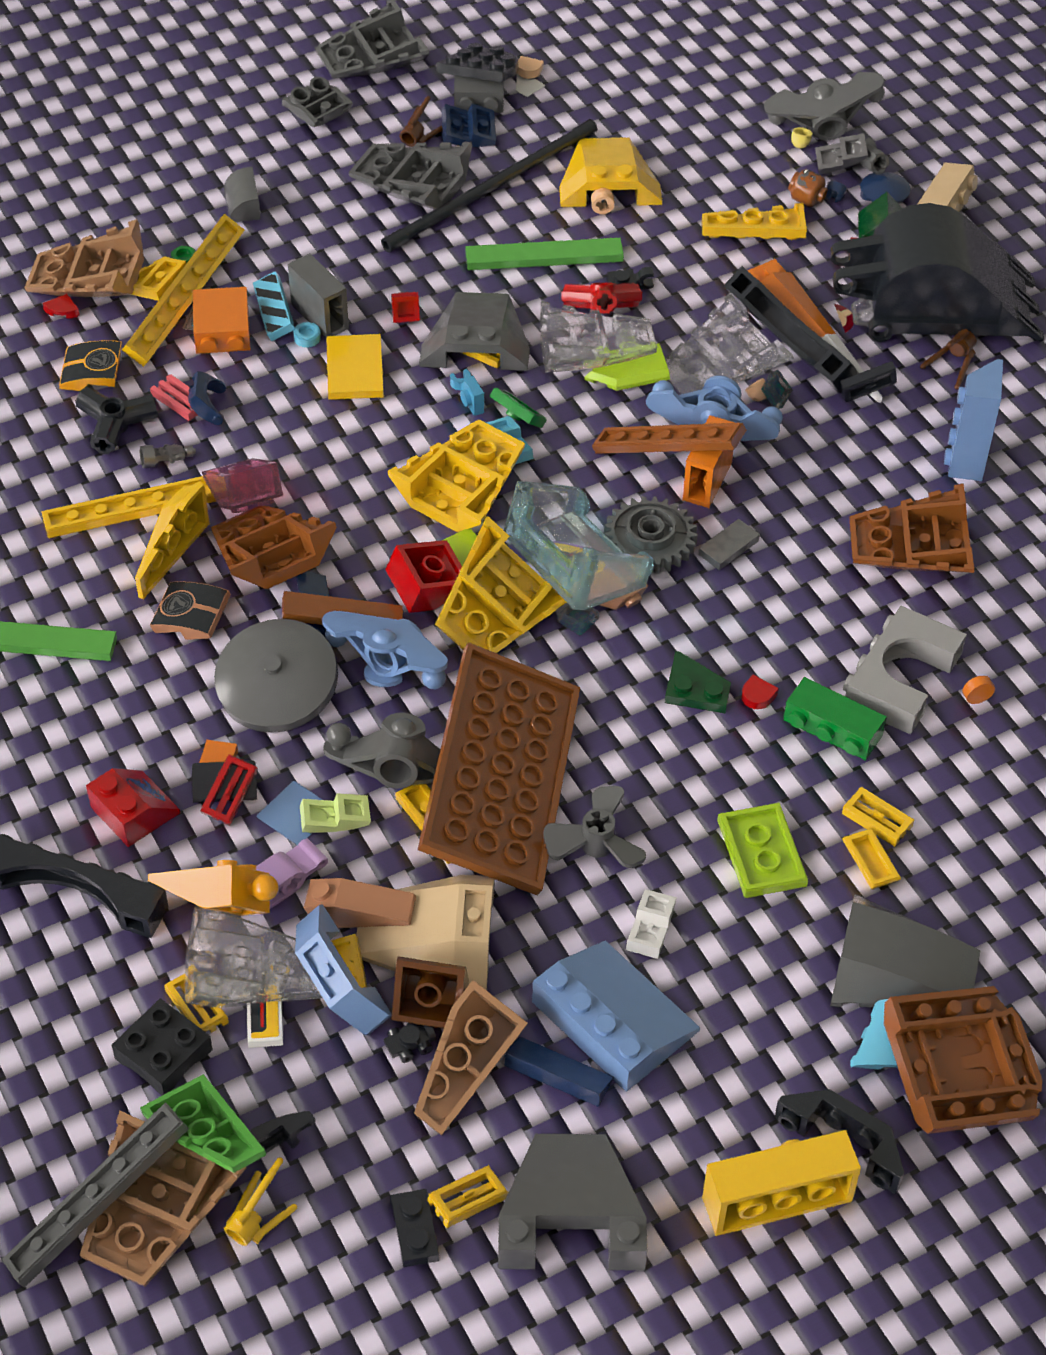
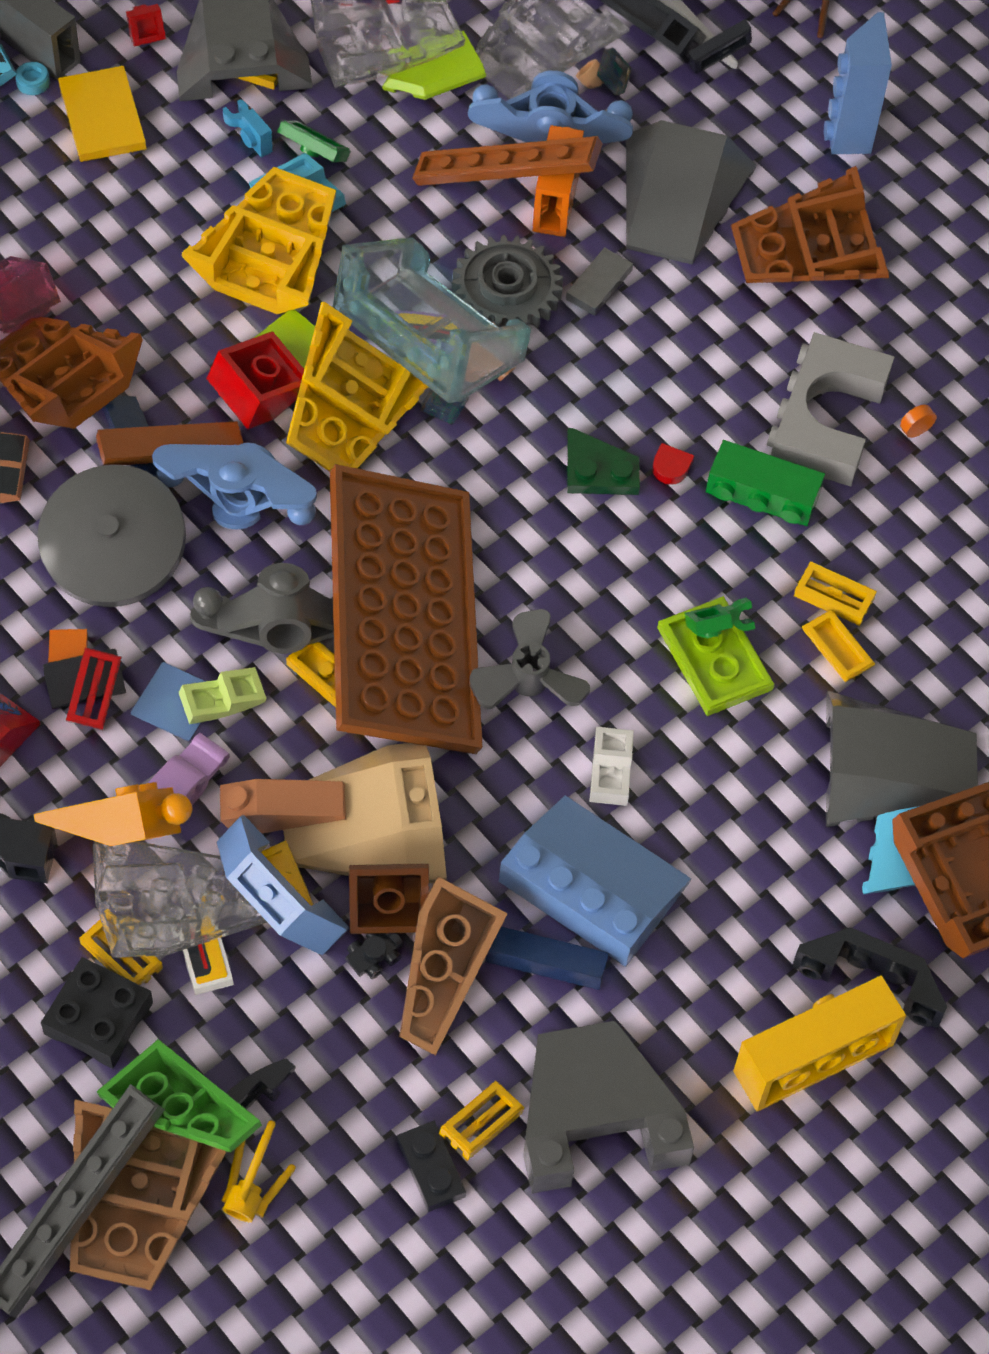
camera: 15 degrees left, 10 degrees up
(762, 818) = (712, 620): none -> green plate
(813, 483) = (679, 188): none -> dark grey wedge

